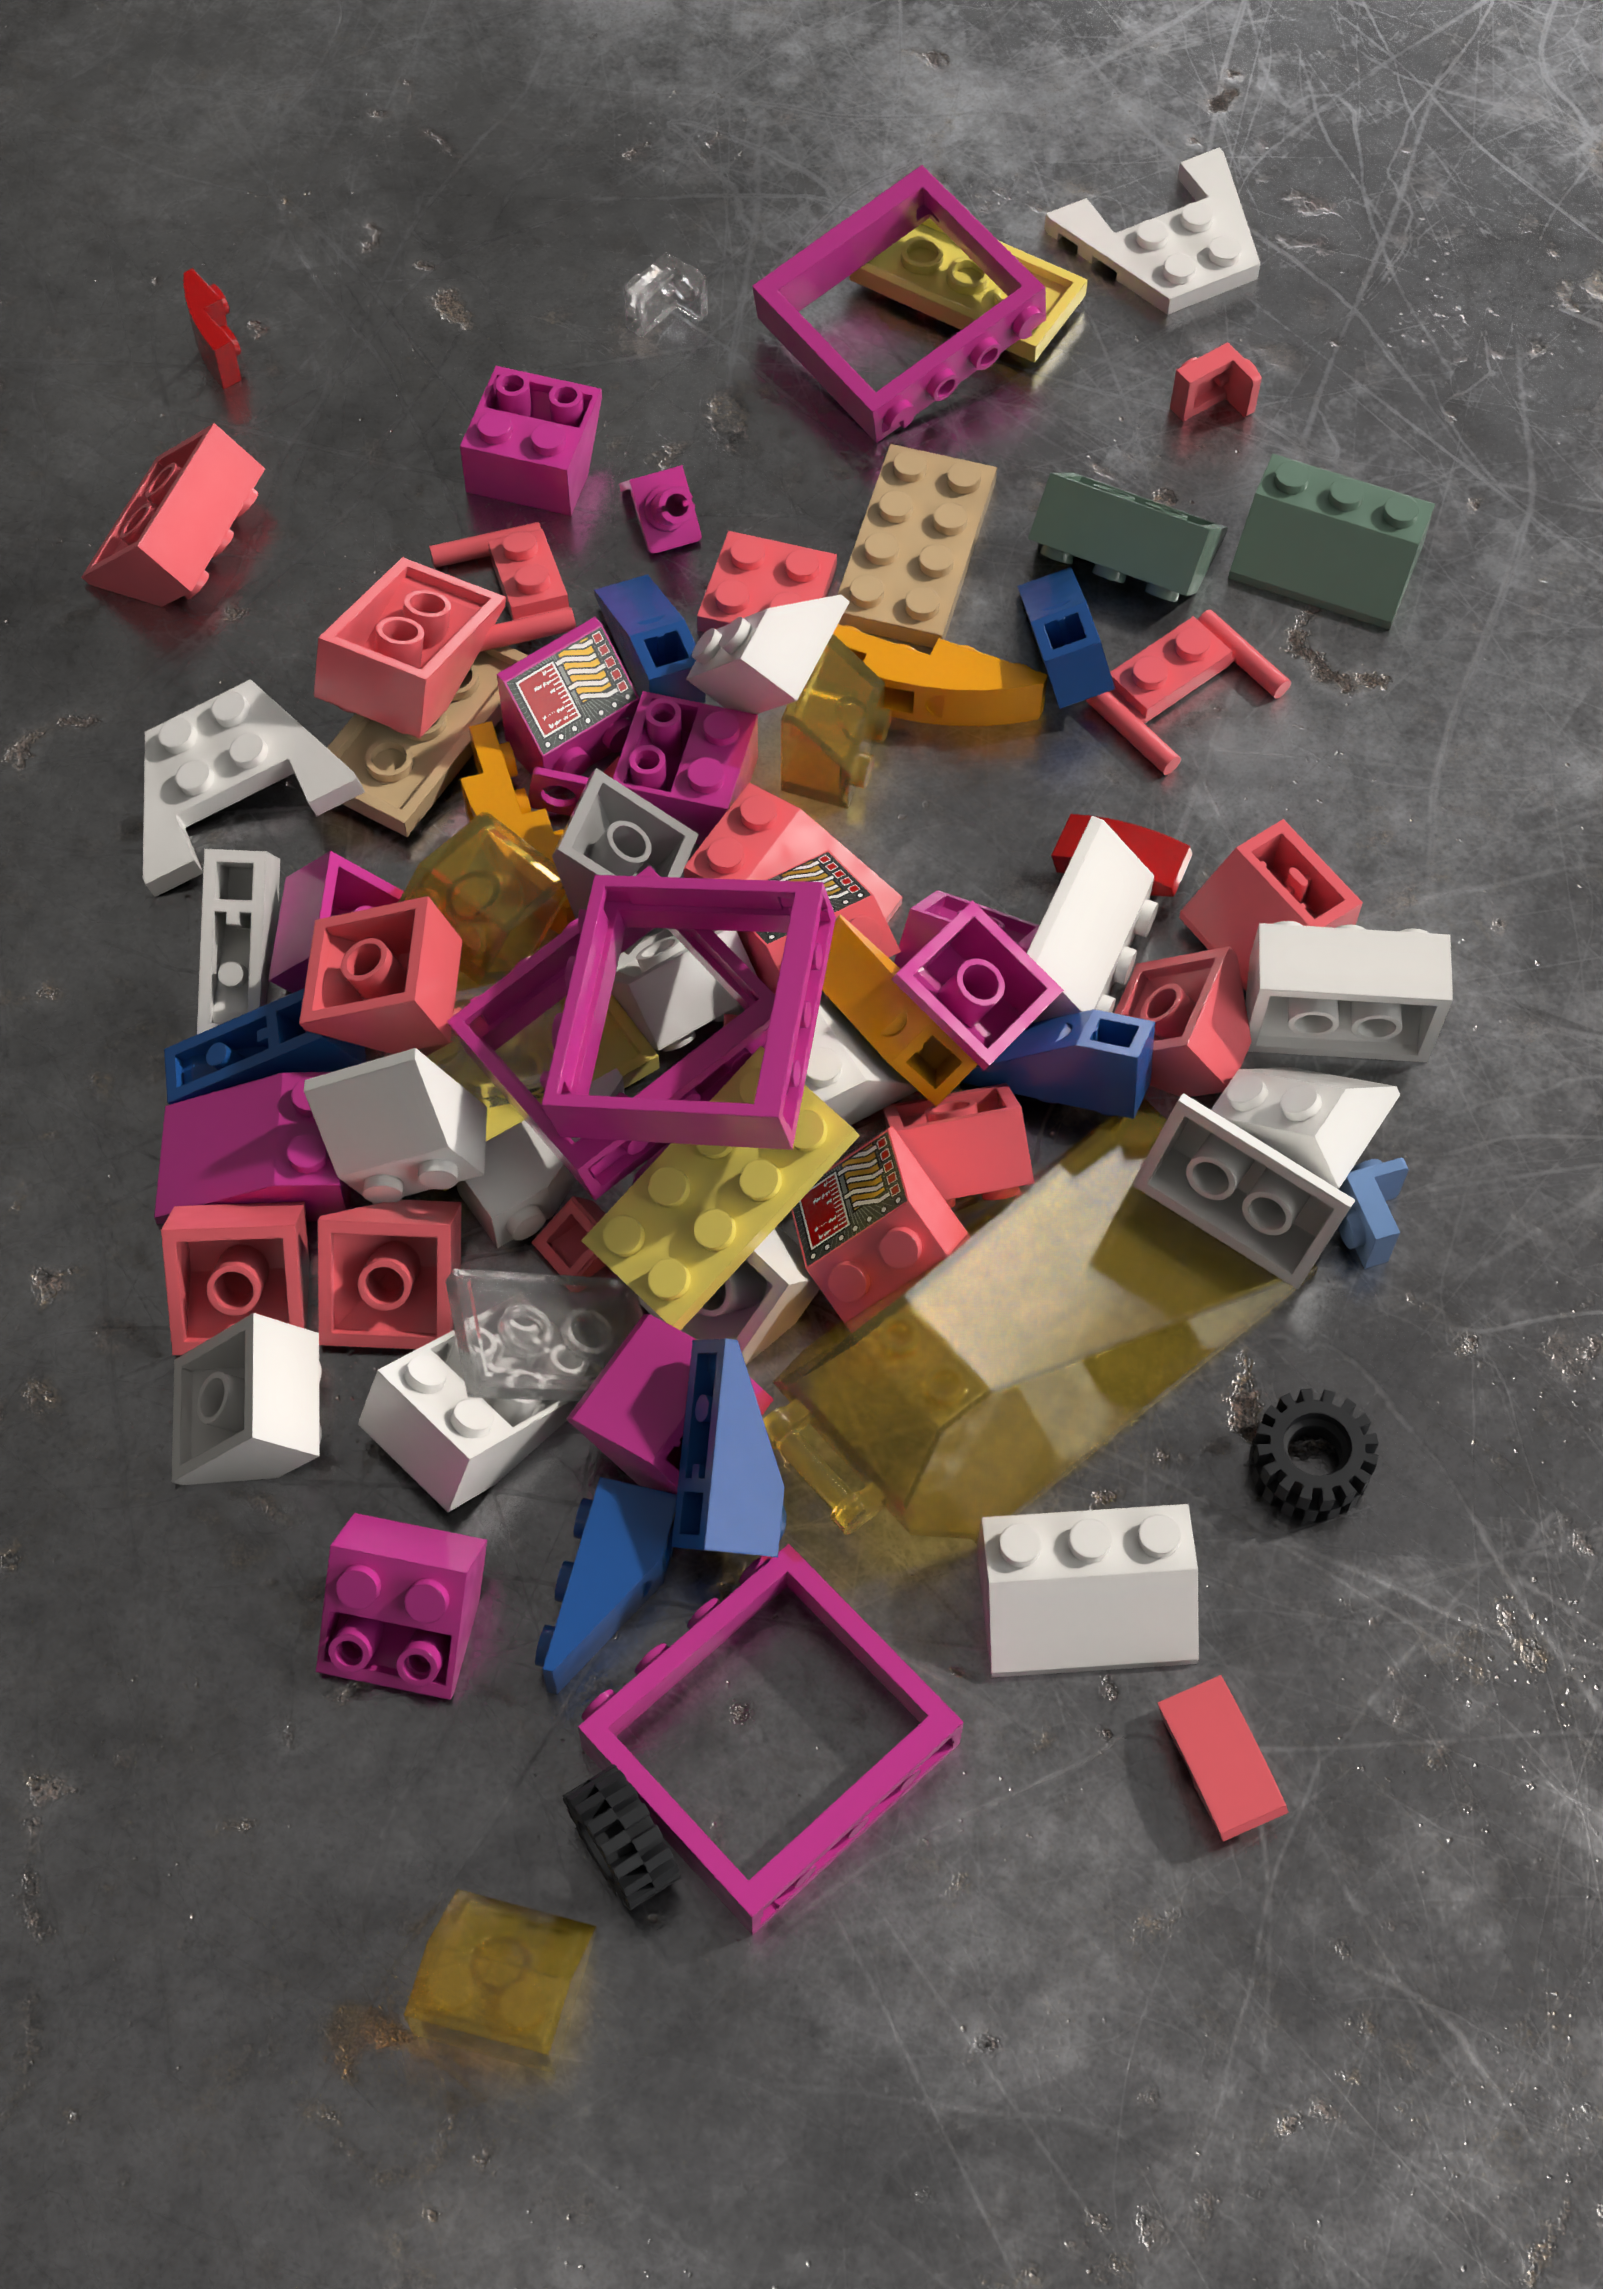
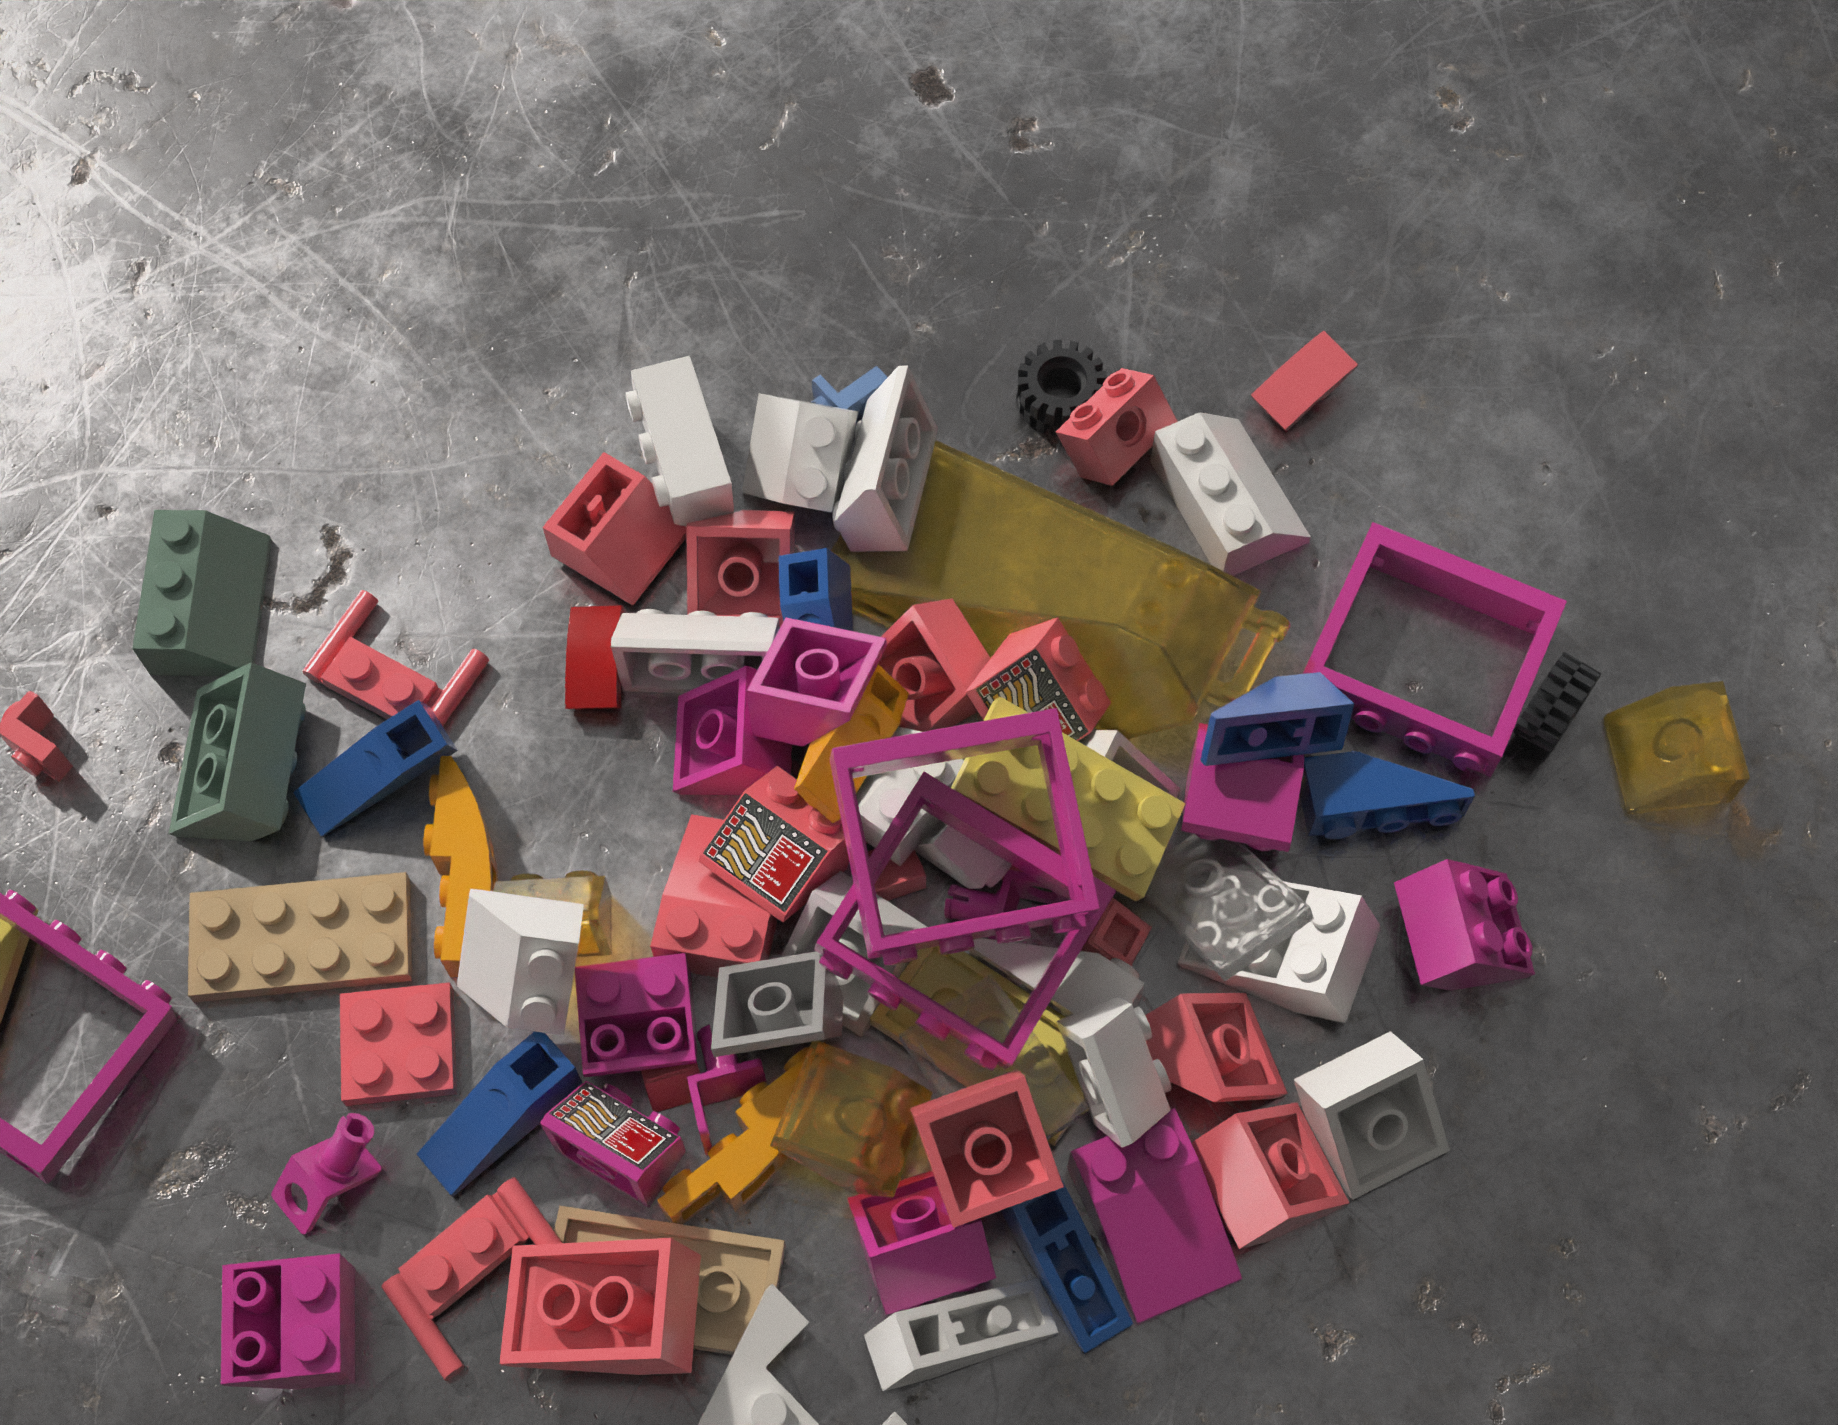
camera: 110 degrees left, 5 degrees up
(1227, 1479) = (1115, 426): none -> coral brick

